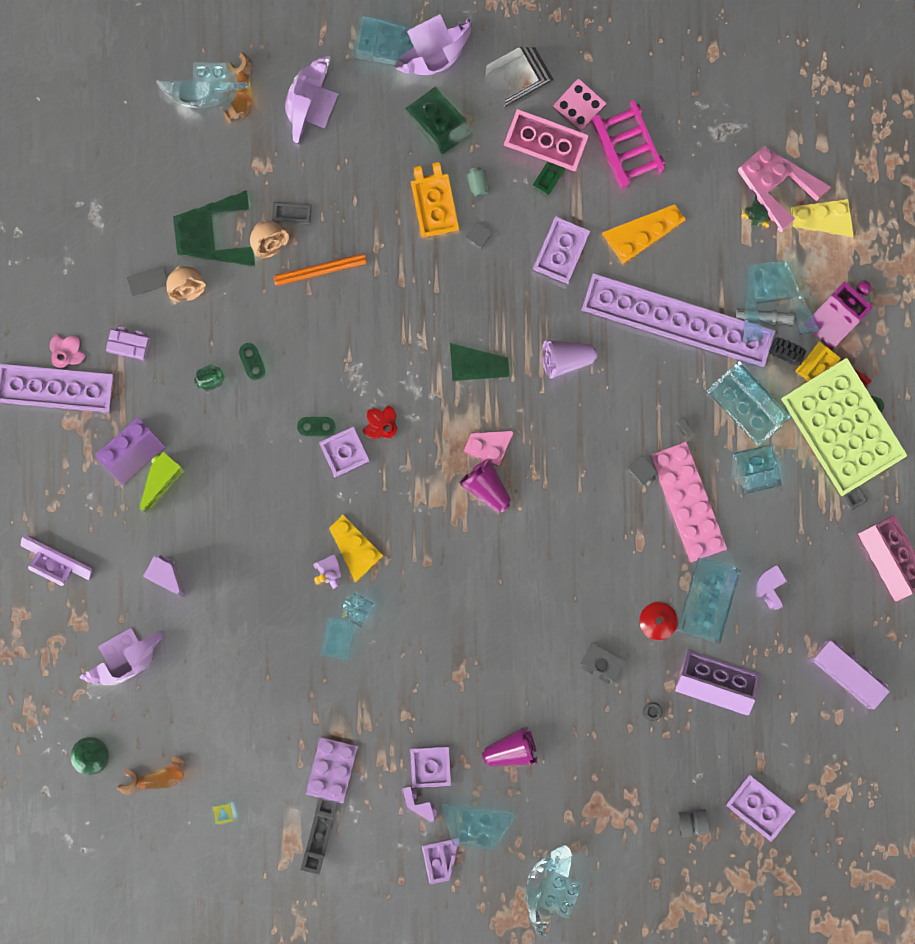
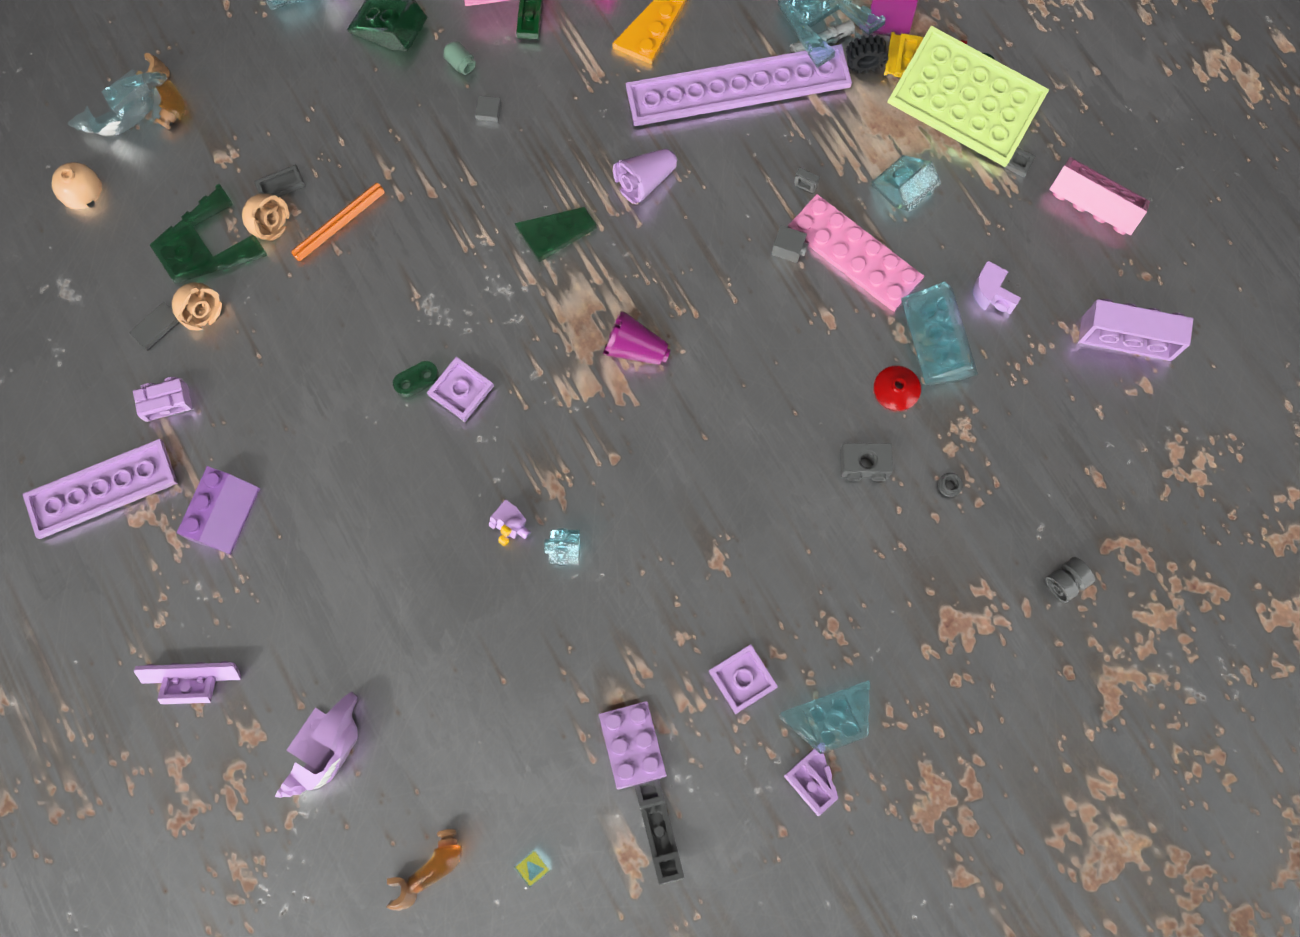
camera: 25 degrees left, 10 degrees down
(68, 348) = (96, 443): bright pink plate -> none
(89, 756) = (337, 886): clear green cylinder -> none
(140, 133) = (76, 185): none -> light nougat cylinder
(160, 477) = (266, 519): lime slope -> none
(165, 574) = (318, 622): lavender slope -> none
(209, 378) = (270, 388): clear green head -> none
(252, 362) = (312, 349): clear green plate -> none
(307, 99) = (236, 67): lavender animal -> none
(337, 639) = (559, 592): clear light blue plate -> none
(355, 548) = (526, 483): yellow wing -> none
(378, 421) = (482, 339): red plate -> none
(424, 809) = (764, 731): lavender slope -> none
(434, 202) = (424, 99): light orange tile -> none
(489, 445) = (607, 305): bright pink wing -> none
(512, 750) = (823, 609): magenta cone -> none
(551, 889) = (962, 743): clear light blue animal -> none
(561, 250) = (580, 79): lavender plate -> none
(718, 682) = (1002, 416): lavender slope -> none
(748, 403) = (857, 125): clear light blue slope -> none
(760, 808) = (1129, 524): lavender plate -> none

